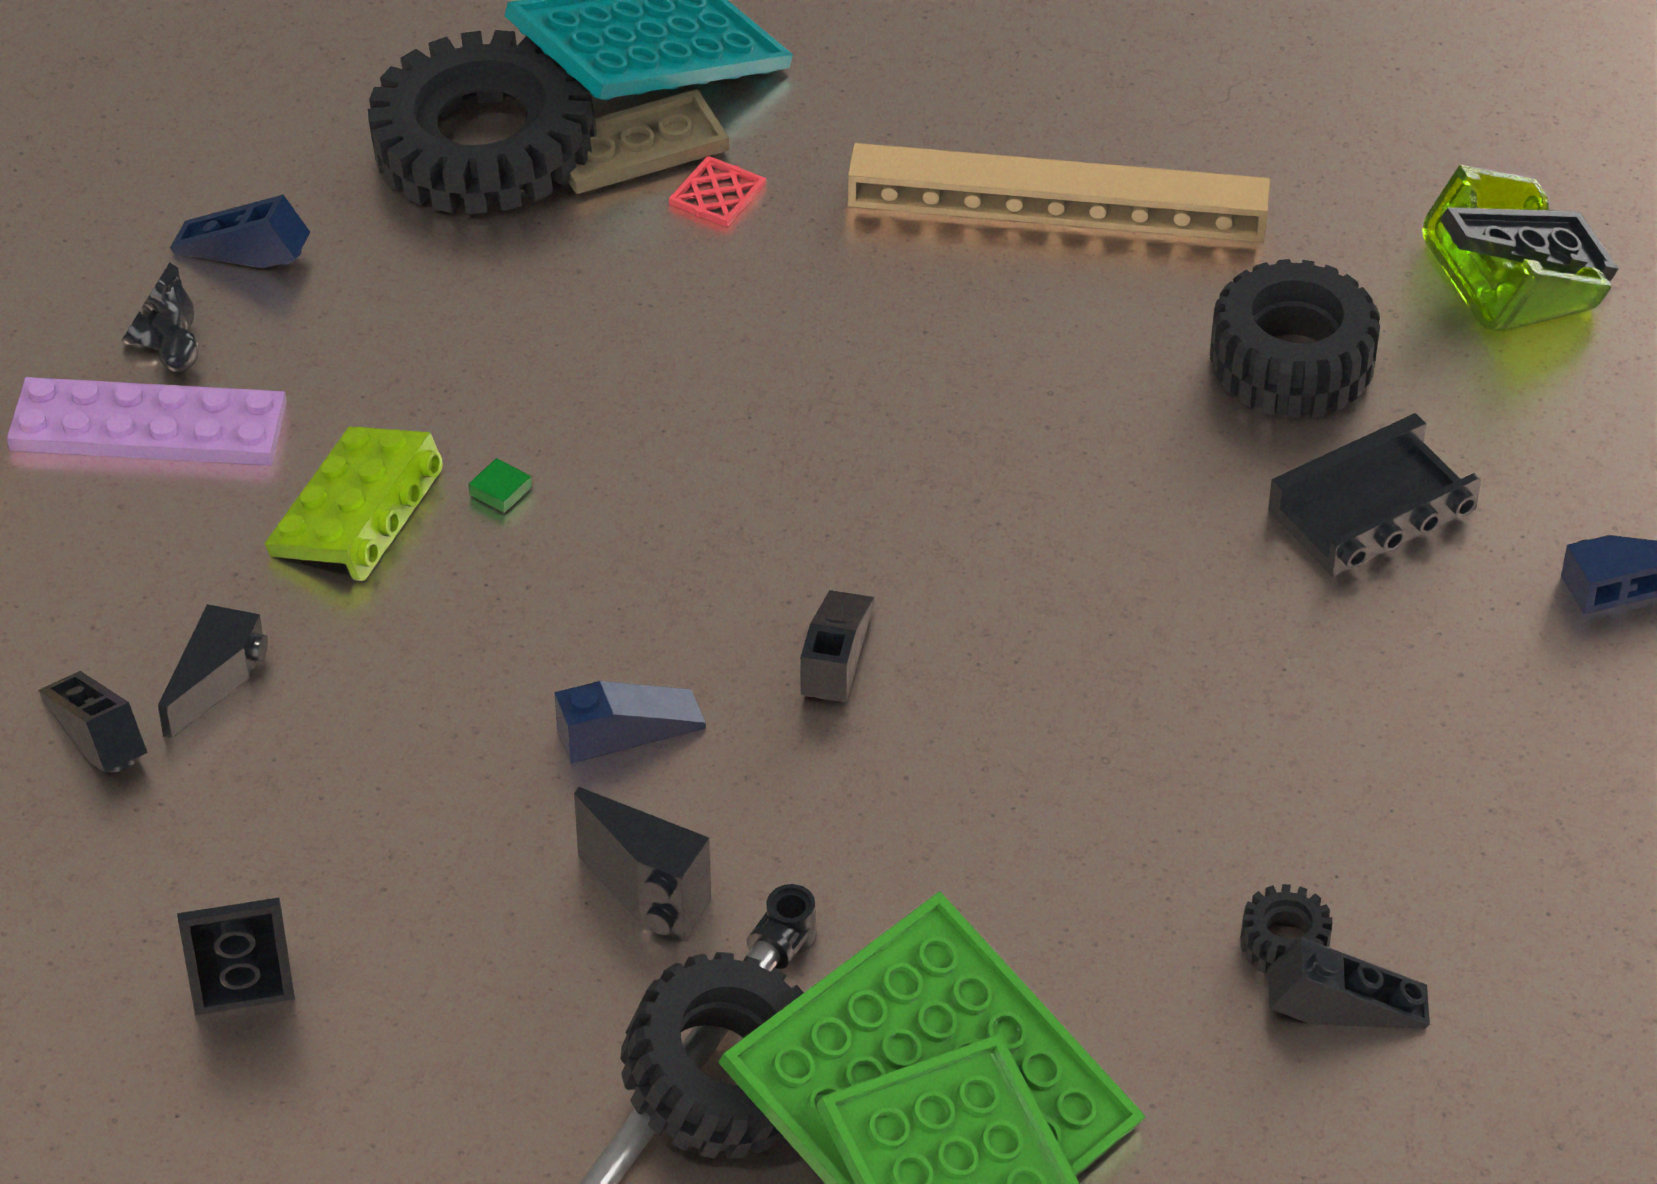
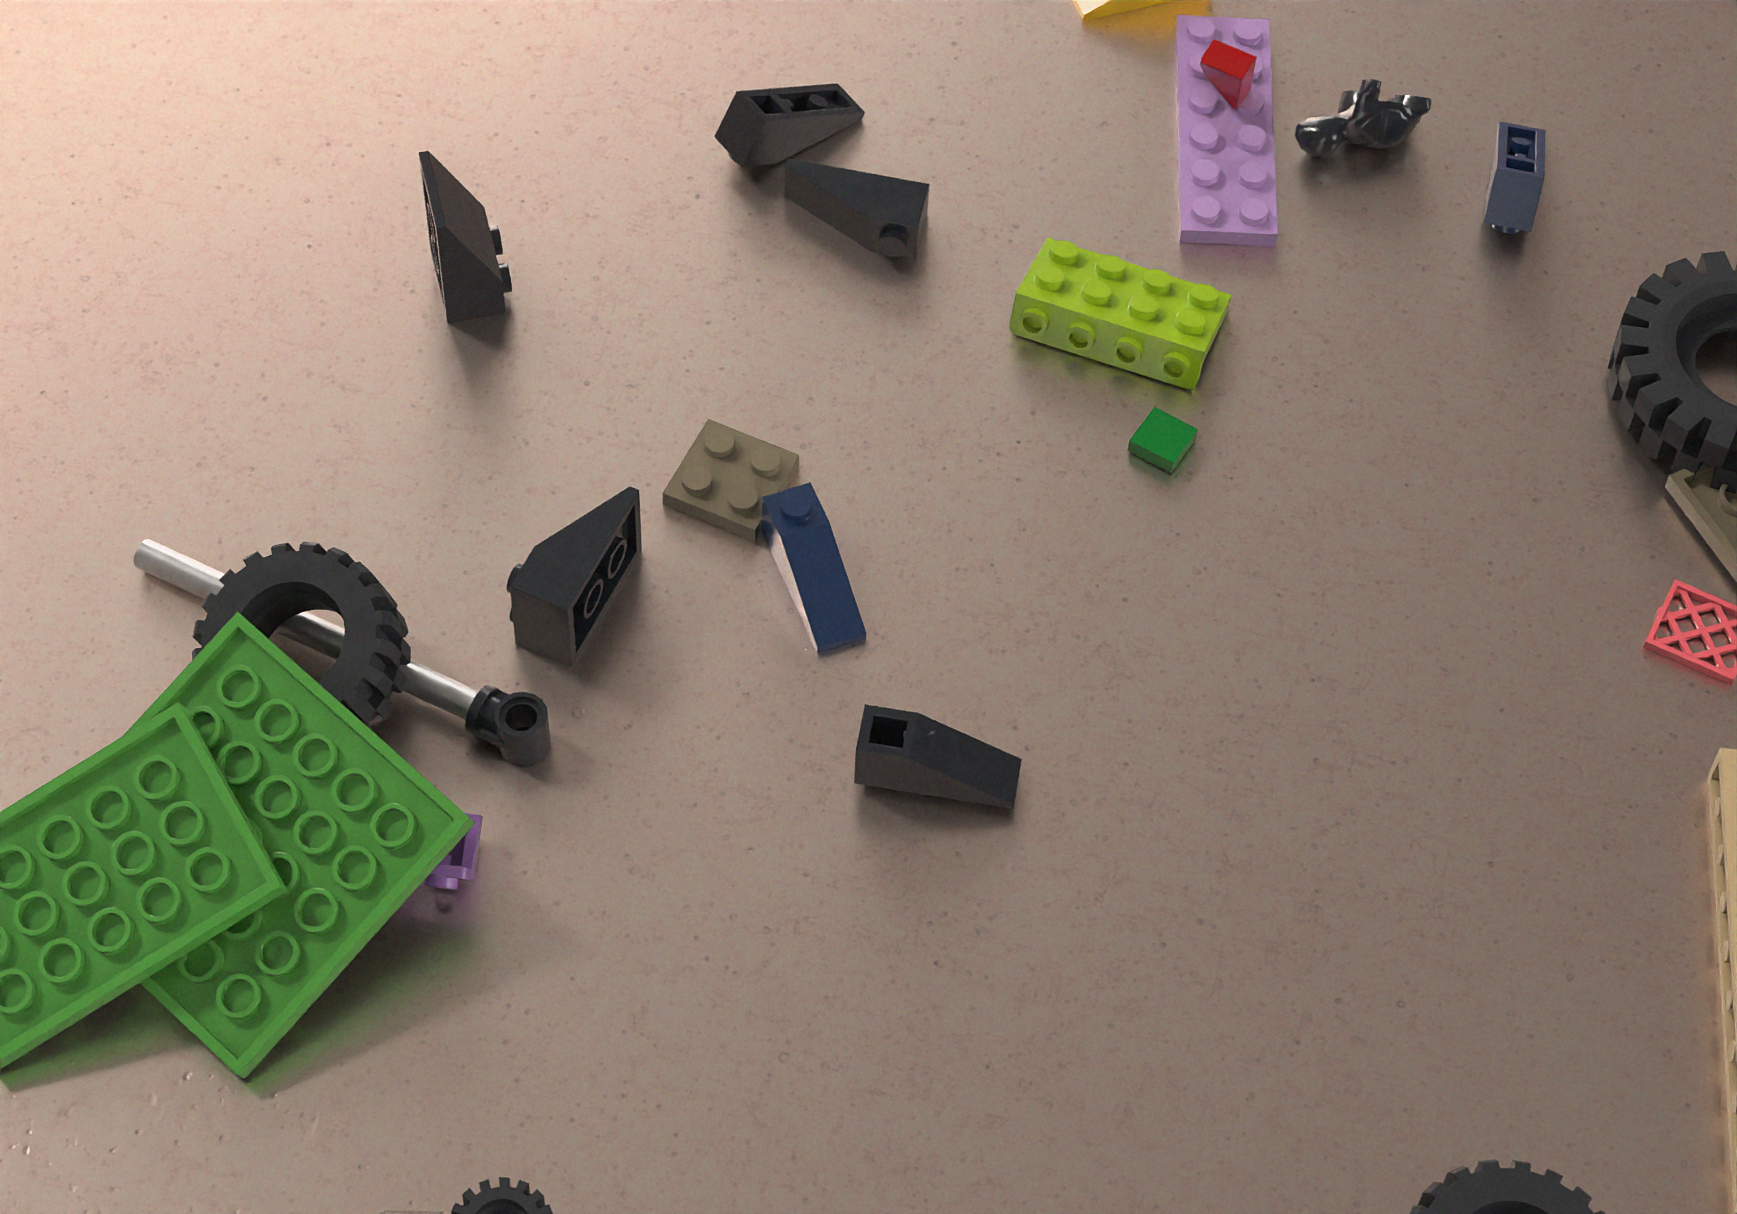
camera: 85 degrees right, 10 degrees up
(111, 389) = (1229, 71): none -> red slope
(515, 778) = (727, 478): none -> dark tan plate

